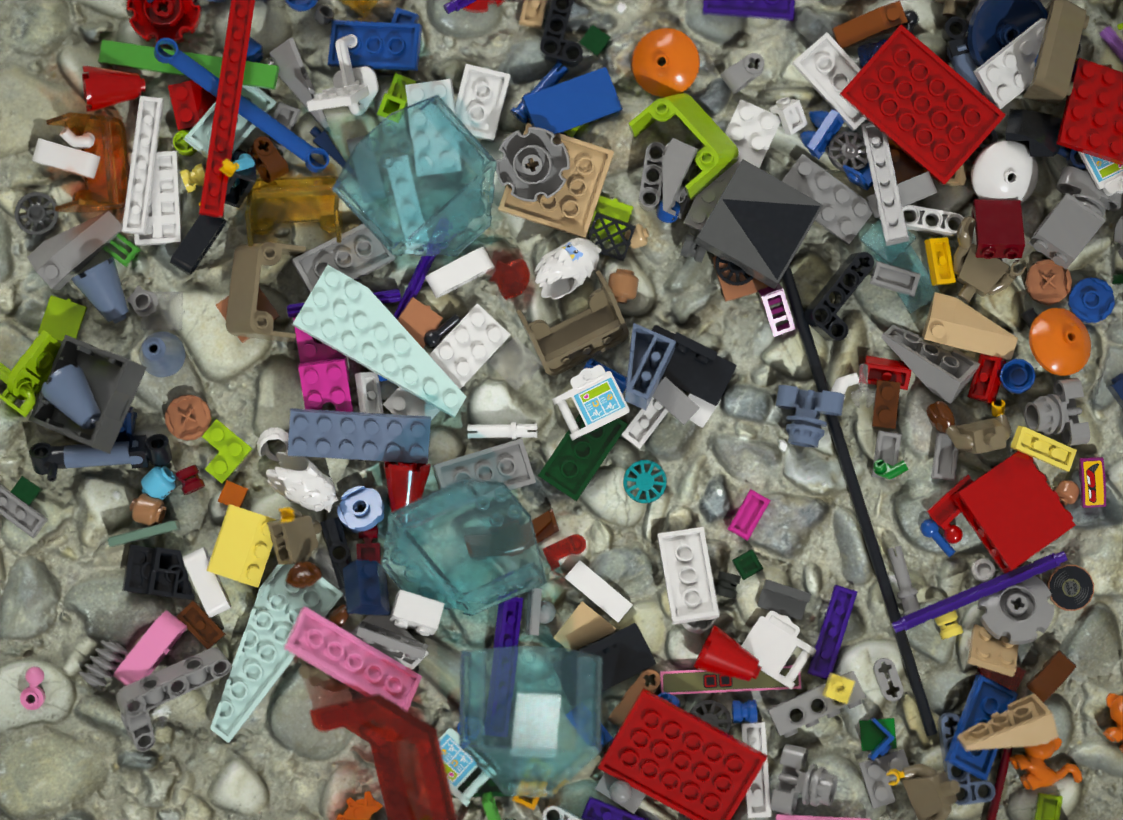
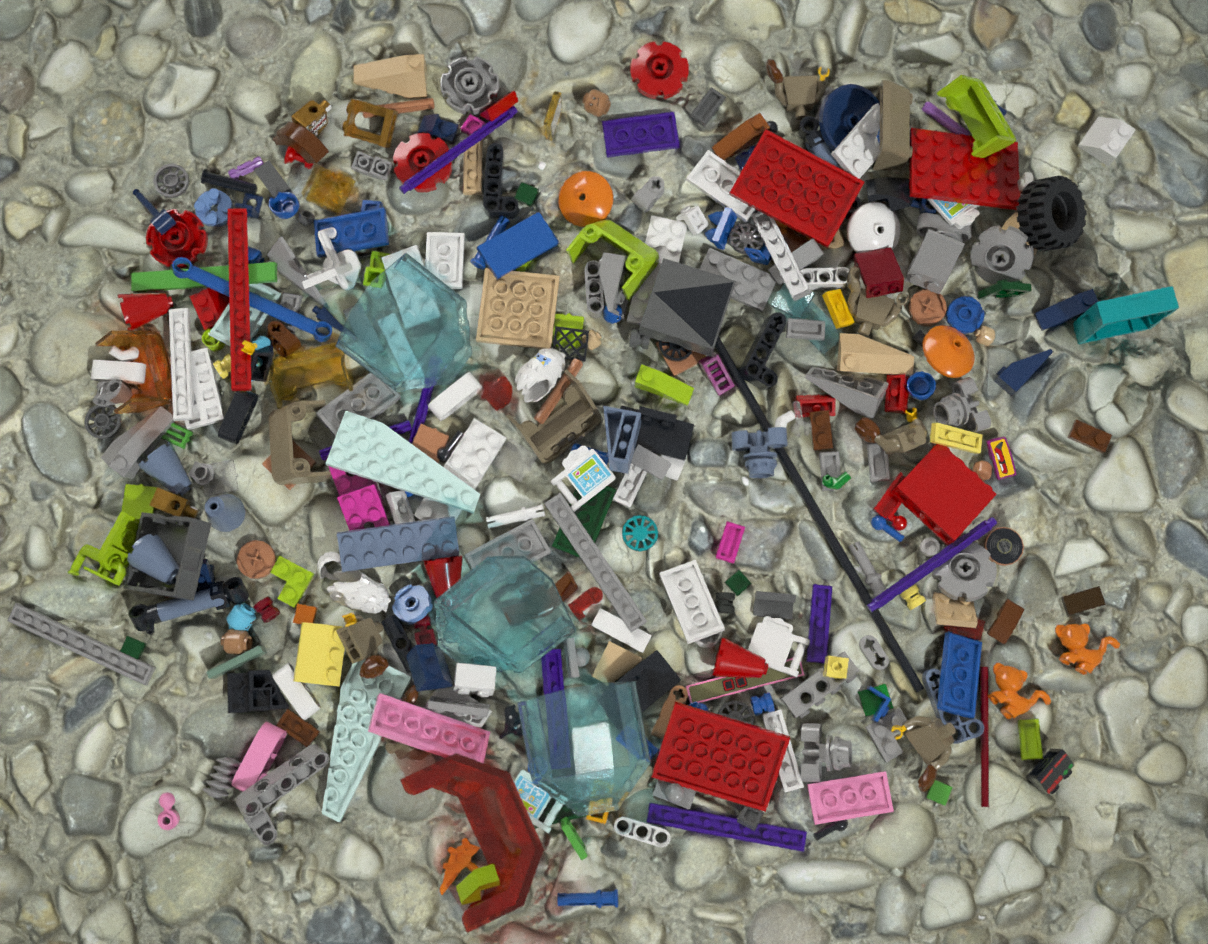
camera: 10 degrees left, 5 degrees down
(54, 183) = (111, 393): none -> light grey piece
(95, 326) = (166, 502): none -> pearl gold torso
(450, 671) = (512, 722): none -> black animal
(541, 147) = (482, 290): light grey piece -> none
(582, 292) = (557, 392): none -> nougat axle
(585, 505) = (595, 562): none -> light grey tile
(623, 285) = (590, 379): medium nougat head -> none
(710, 311) = (663, 385): none -> lime slope
(1023, 724) = (993, 665): tan wedge -> none
(1109, 330) = (985, 335): none -> tan piece

